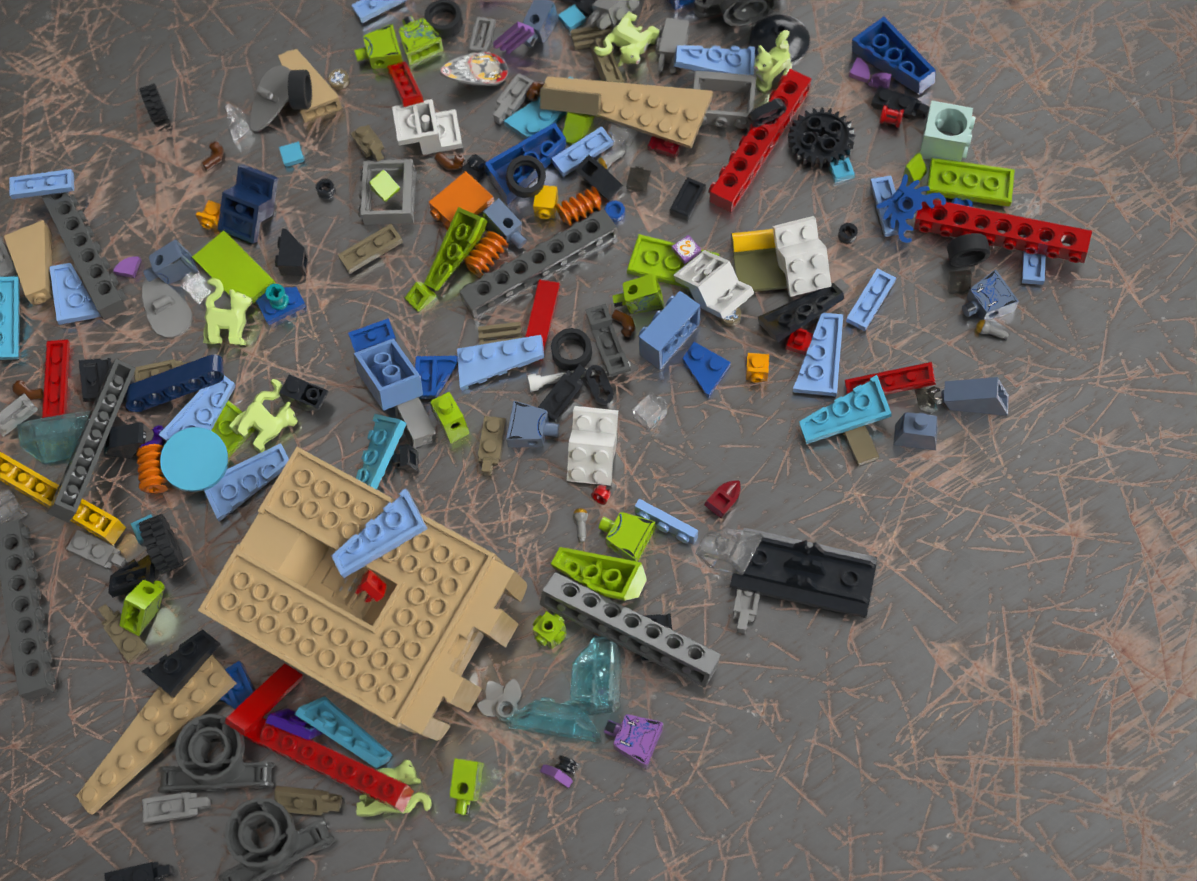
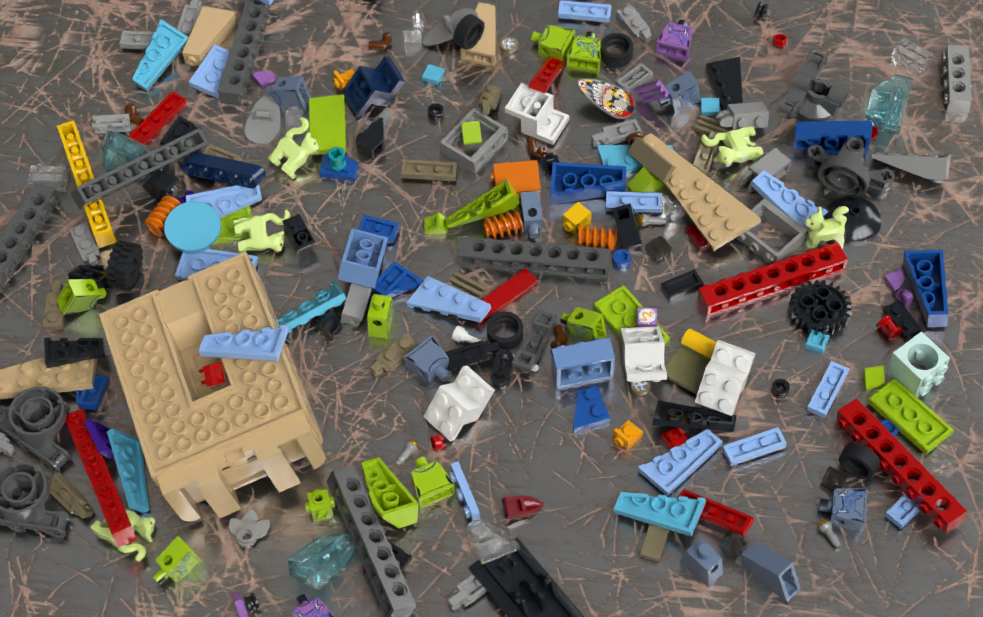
camera: 35 degrees right, 10 degrees down
(263, 699) = (94, 409): red tile -> none
(525, 161) = (568, 202): black tyre -> none
(555, 719) = (270, 566): clear light blue wedge -> none
(650, 411) = (522, 410): clear brick -> none
(767, 112) = (788, 260): black beam -> none
(906, 203) = (838, 394): blue animal -> none

